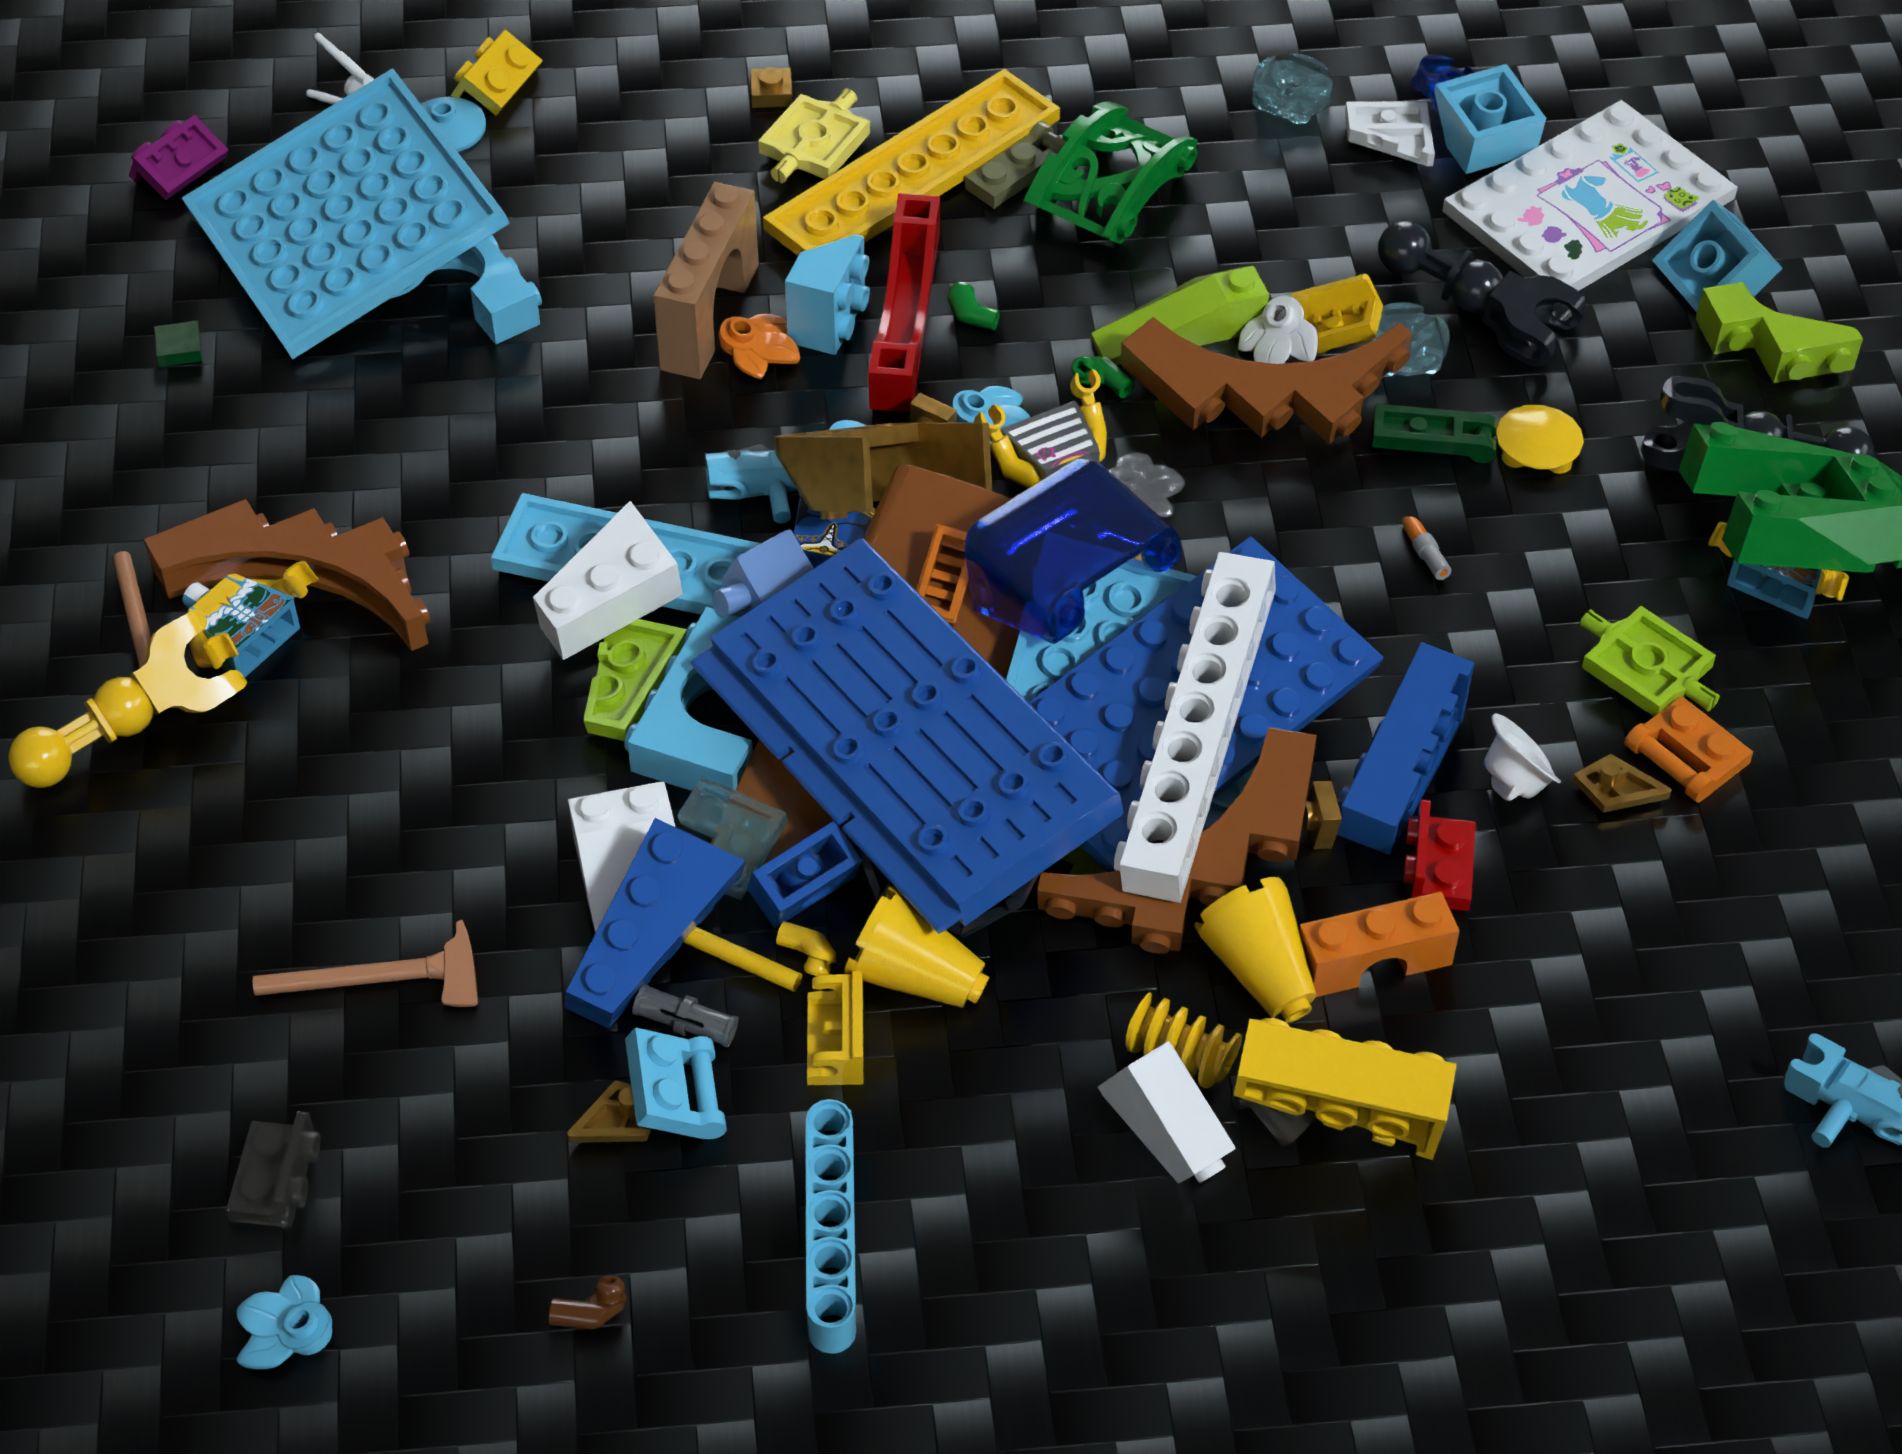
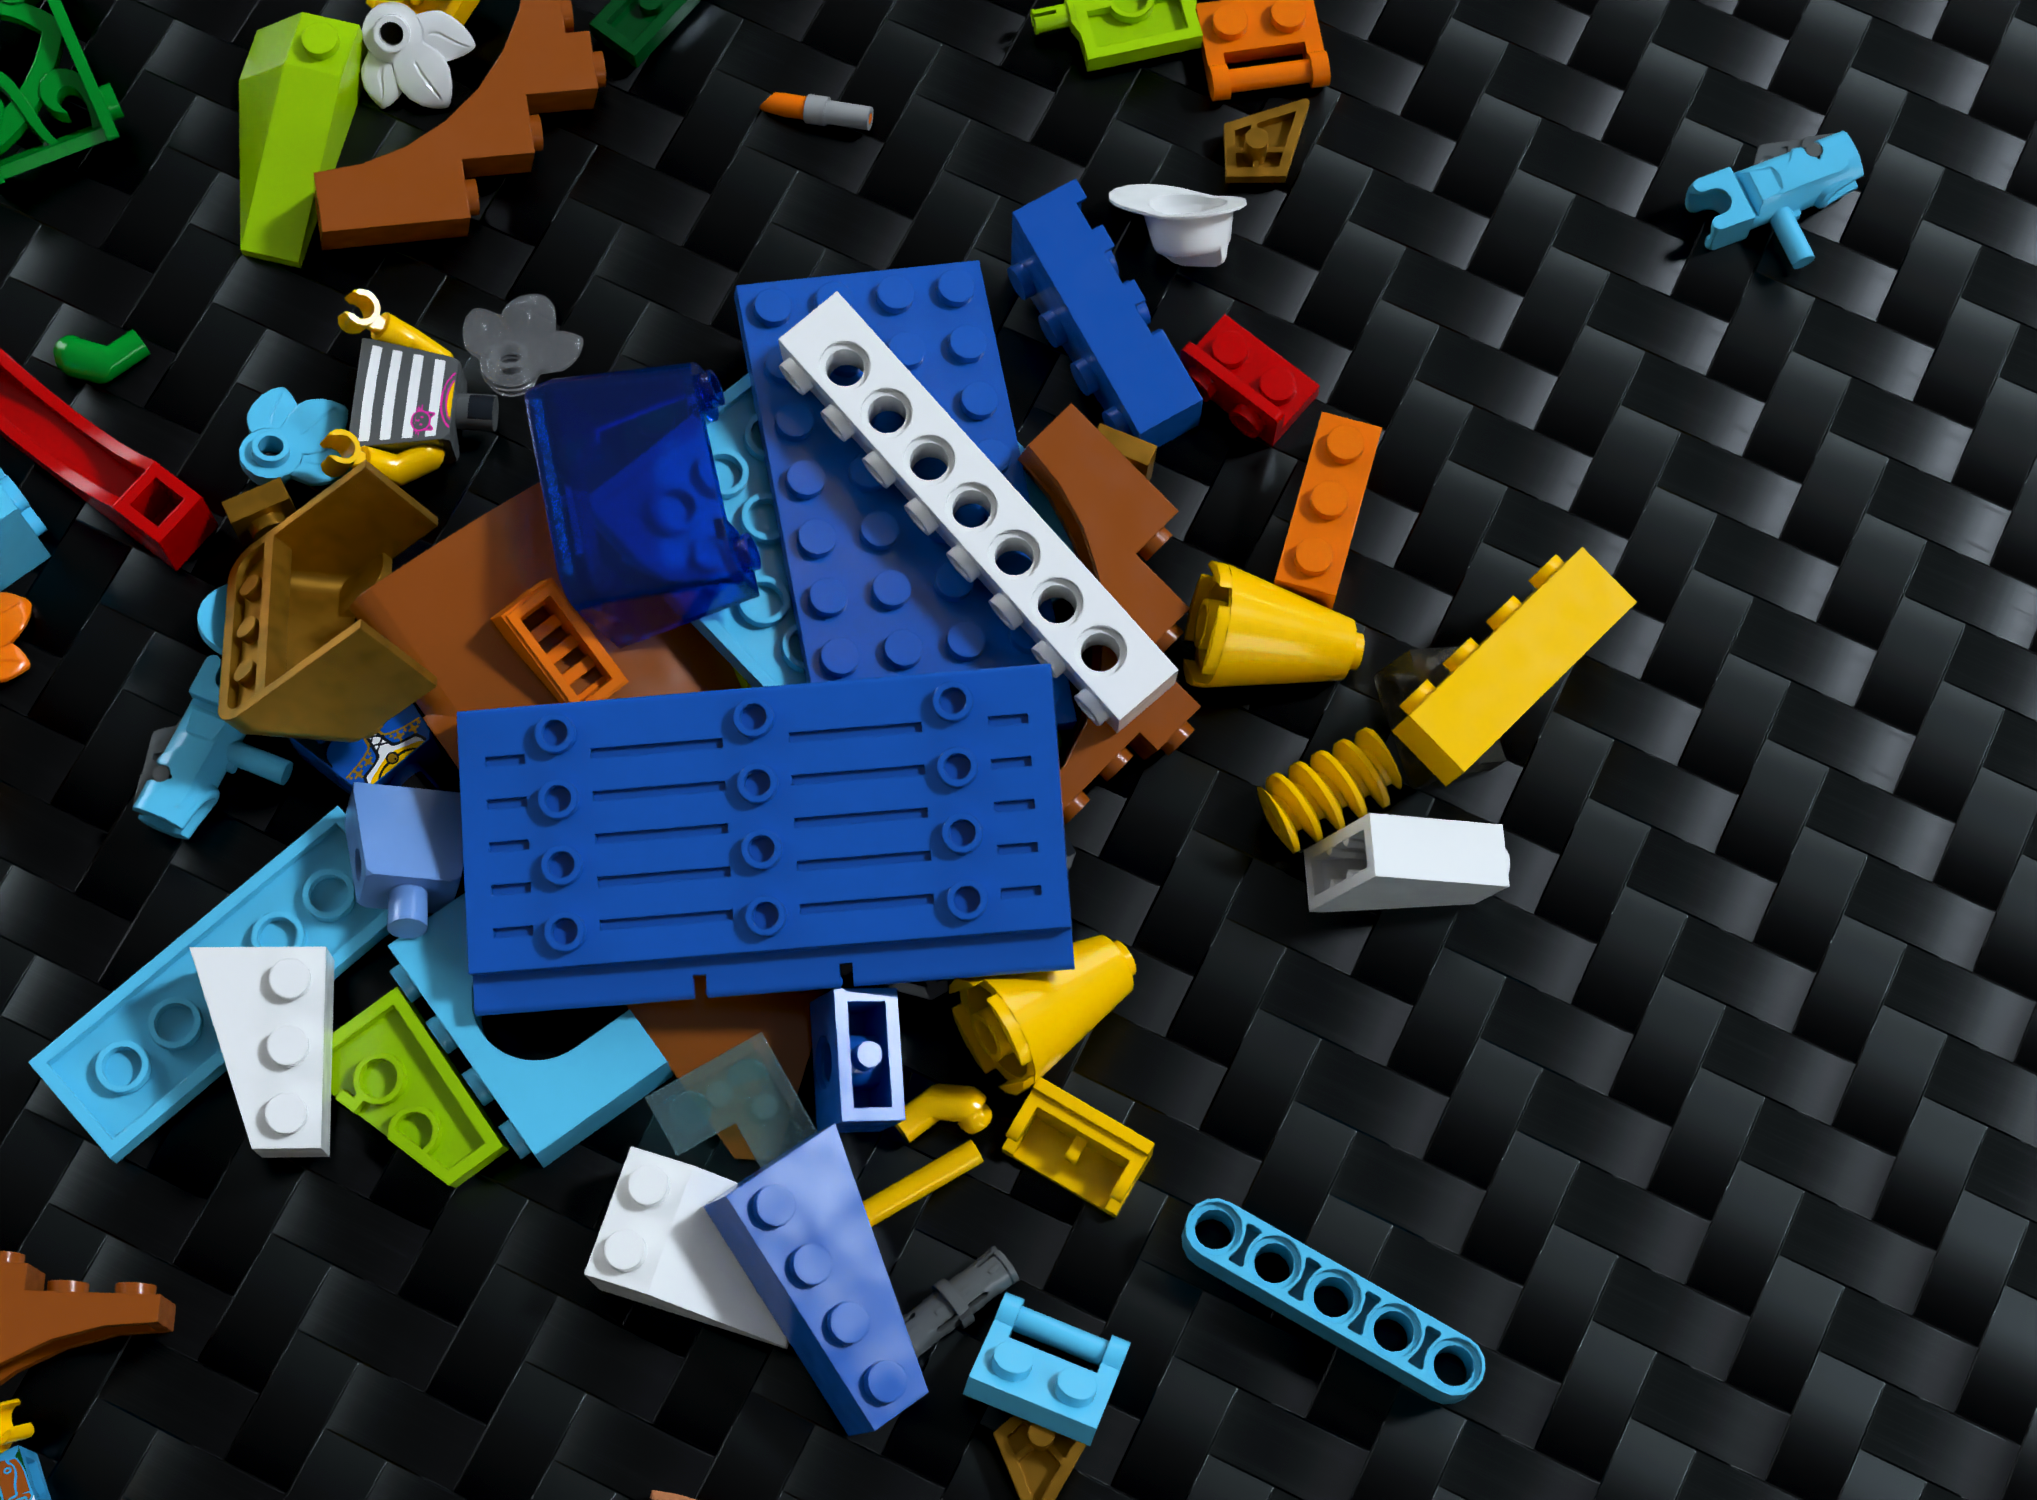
camera: 60 degrees left, 20 degrees up
(1109, 374) = (315, 277): green arm -> none

